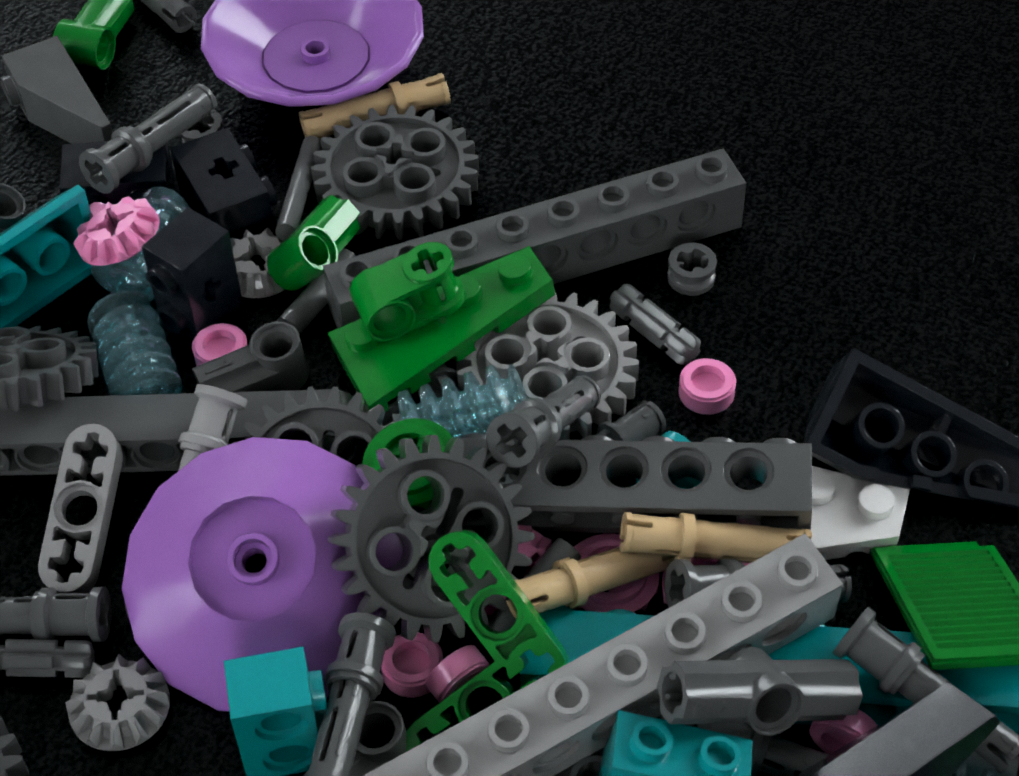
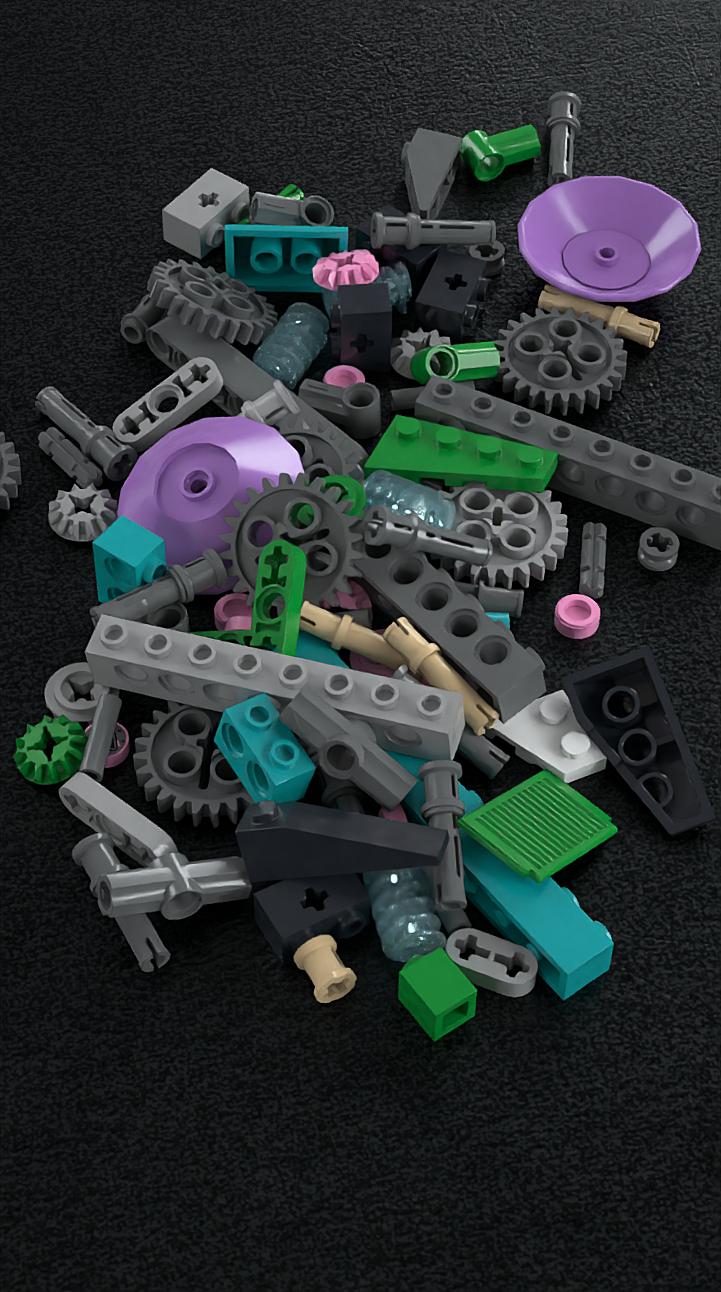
camera: 45 degrees right, 0 degrees up
(298, 189) = (490, 328): dark grey bar -> none
(402, 294) = (445, 416): green piece -> none

